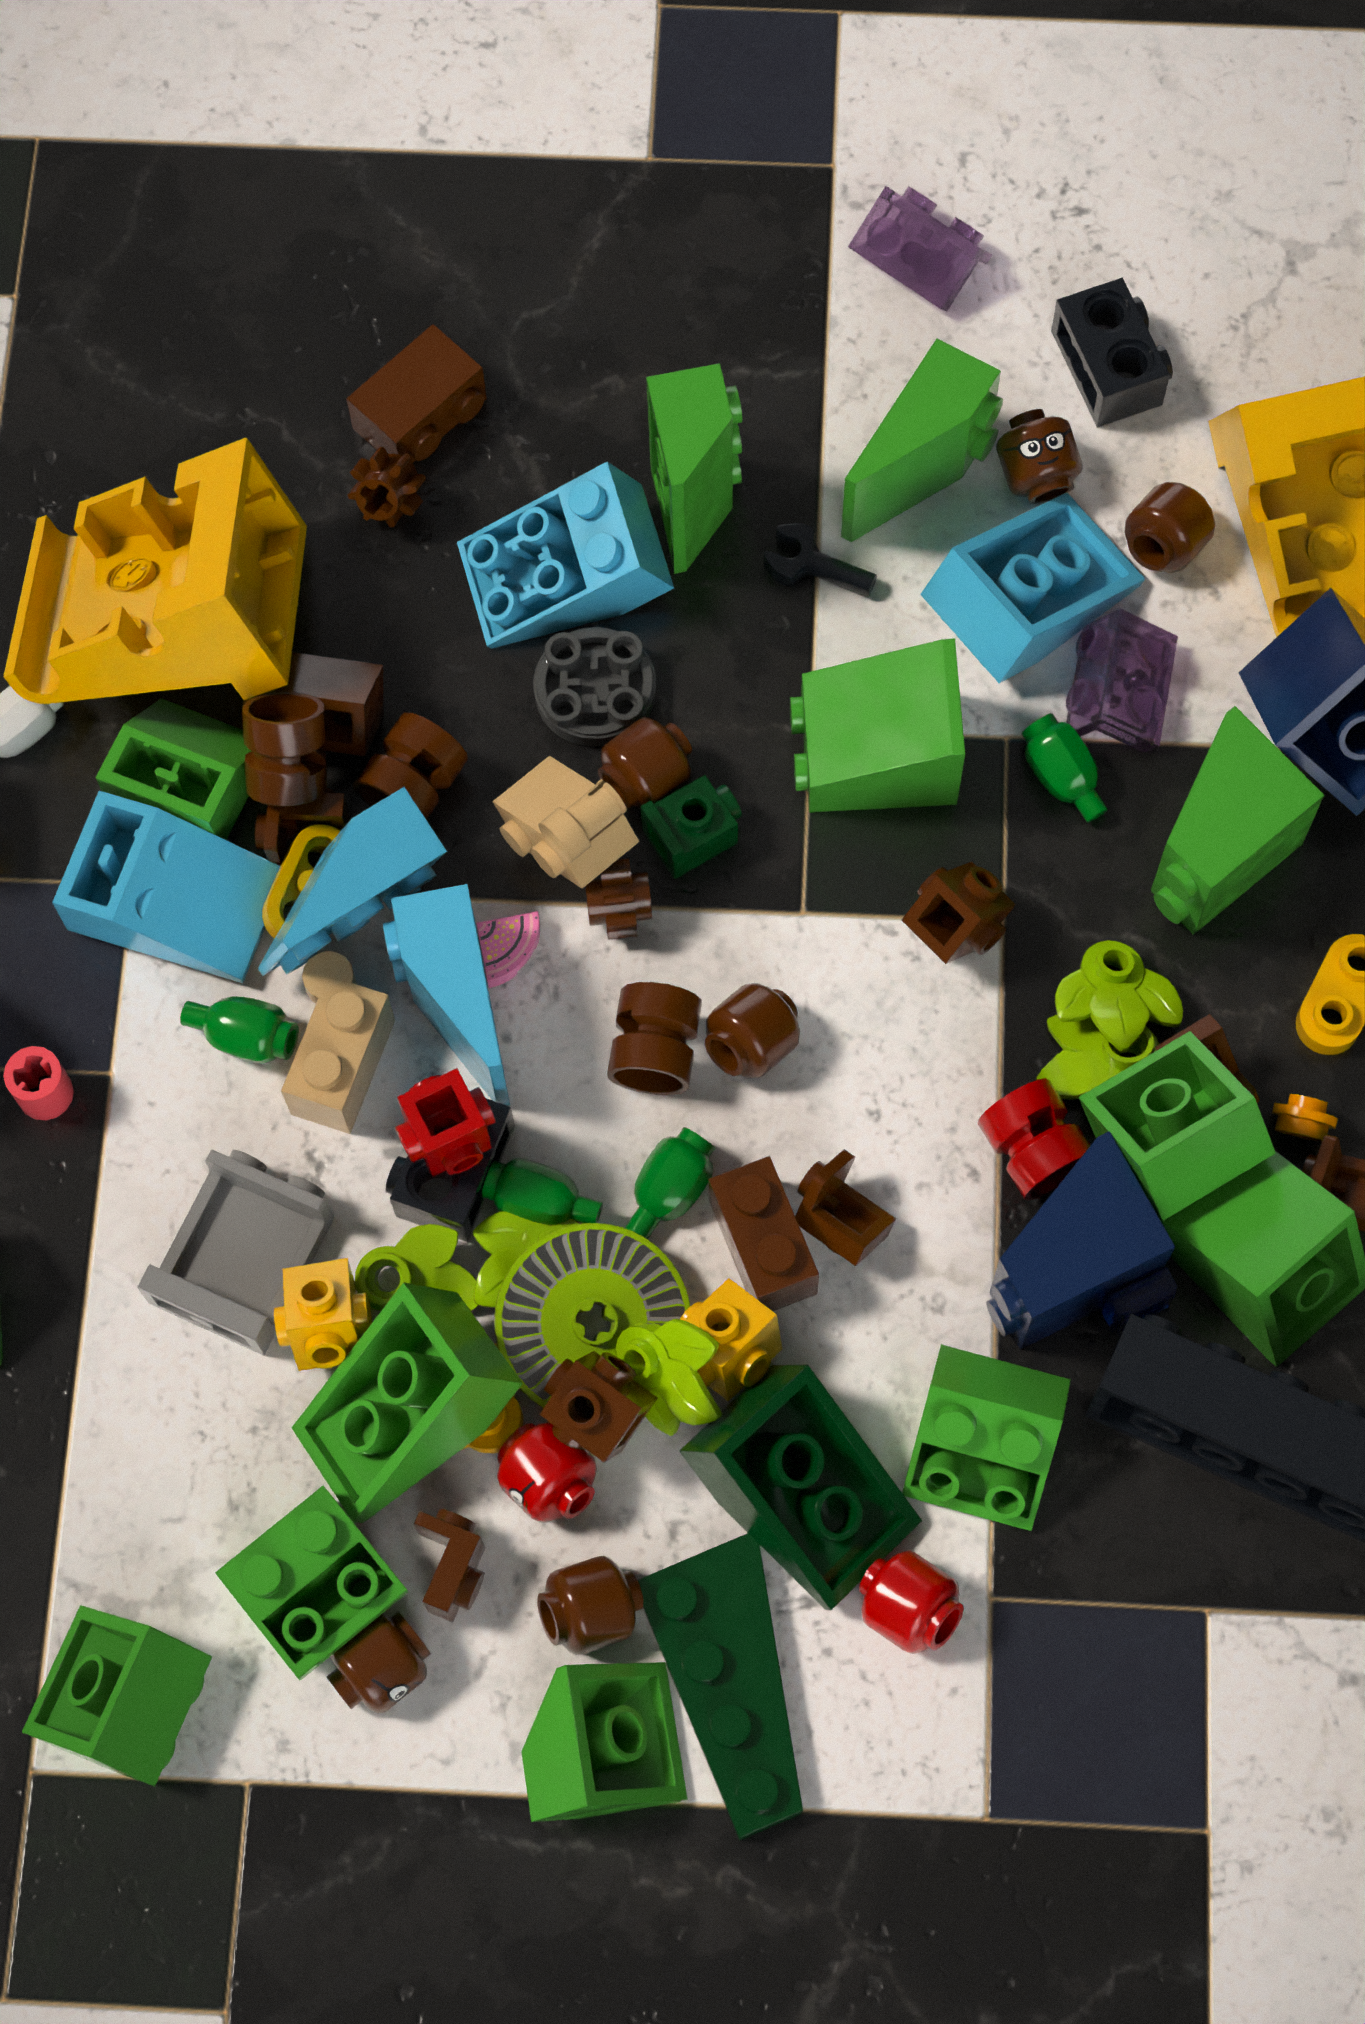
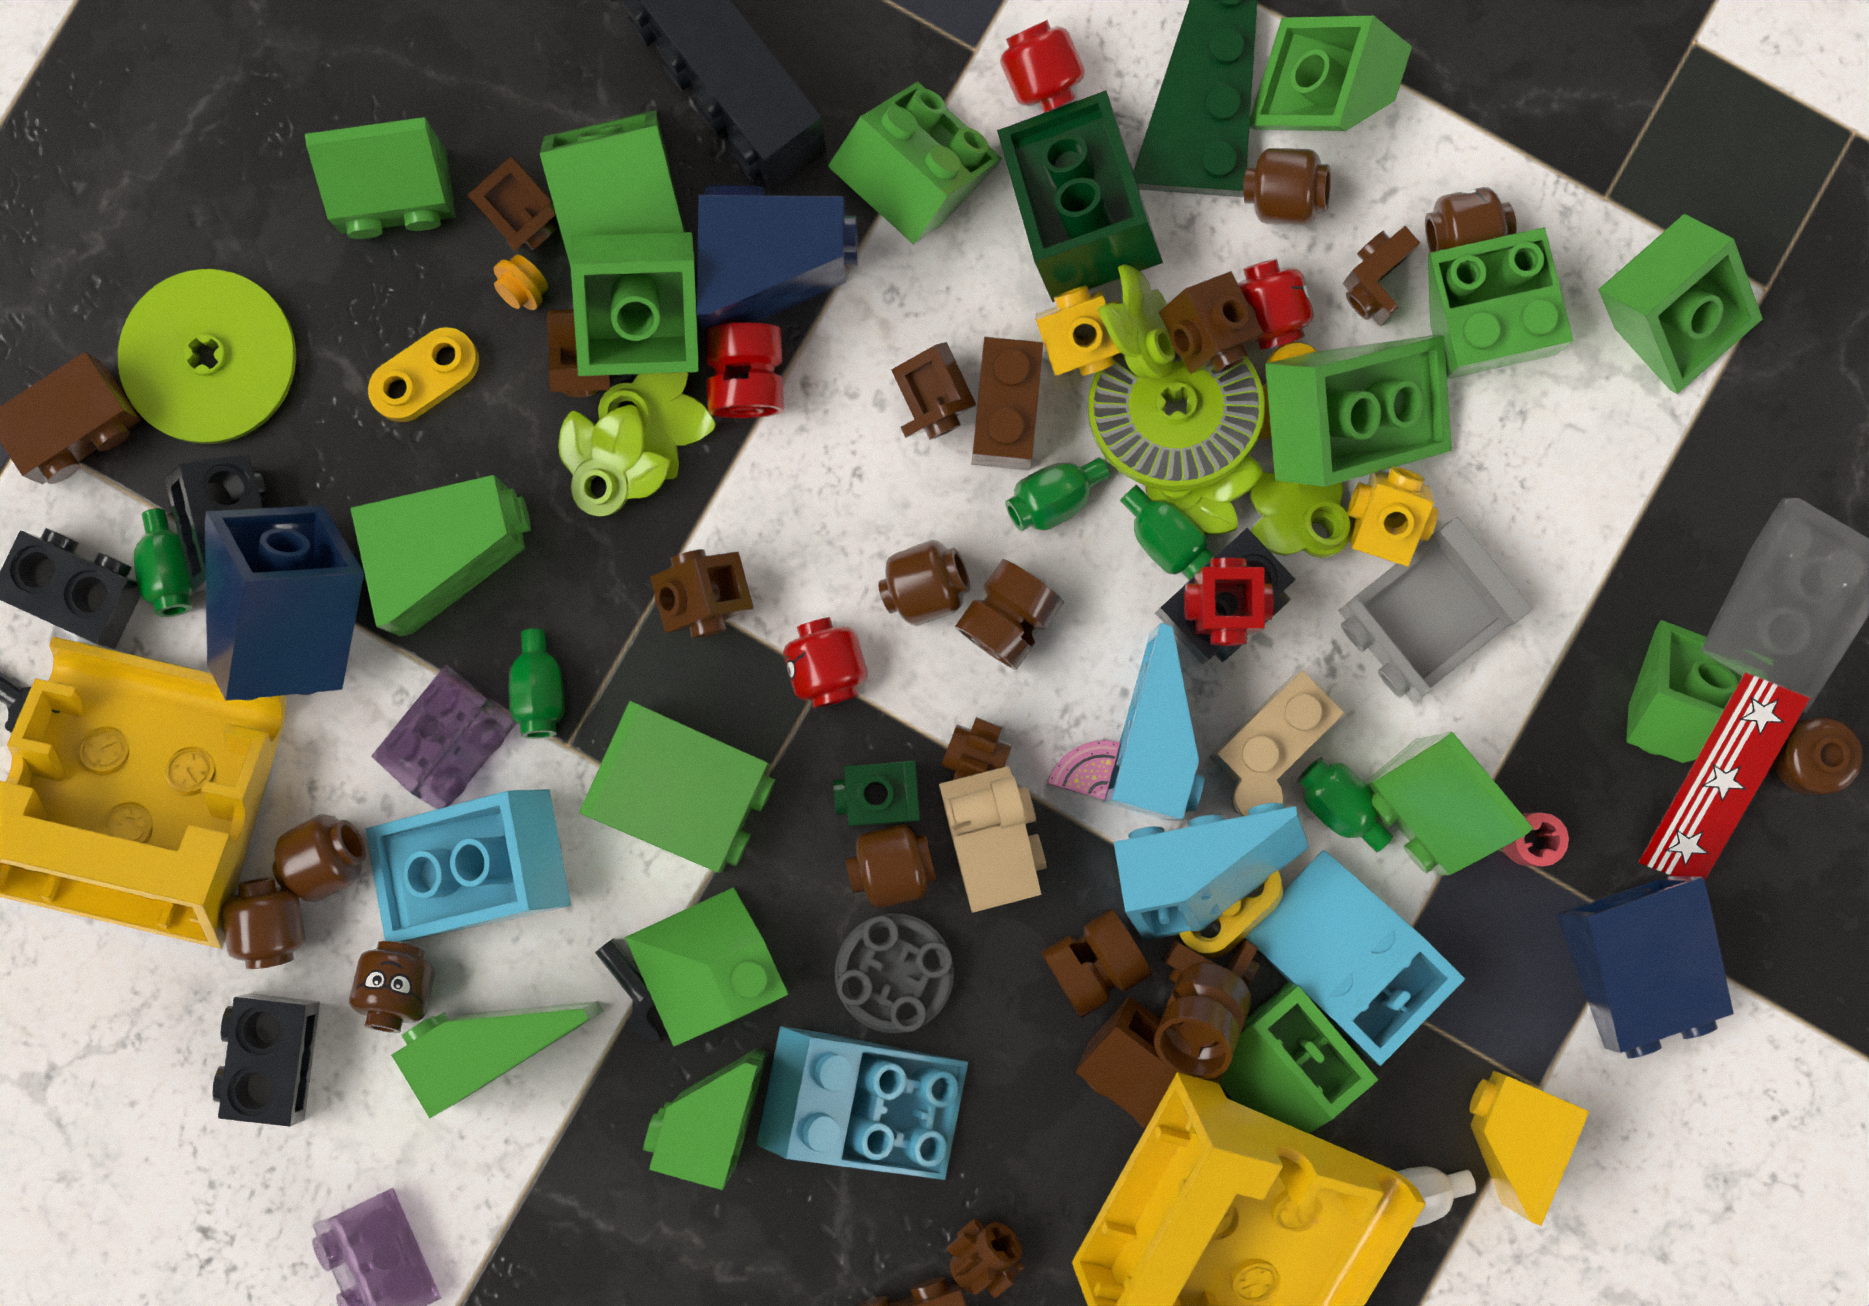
camera: 160 degrees left, 15 degrees up
(144, 1058) = (1444, 805): none -> bright green slope
(766, 605) = (705, 966): none -> bright green slope
(806, 914) = (825, 663): none -> red head
(1183, 447) = (262, 924): none -> reddish brown head

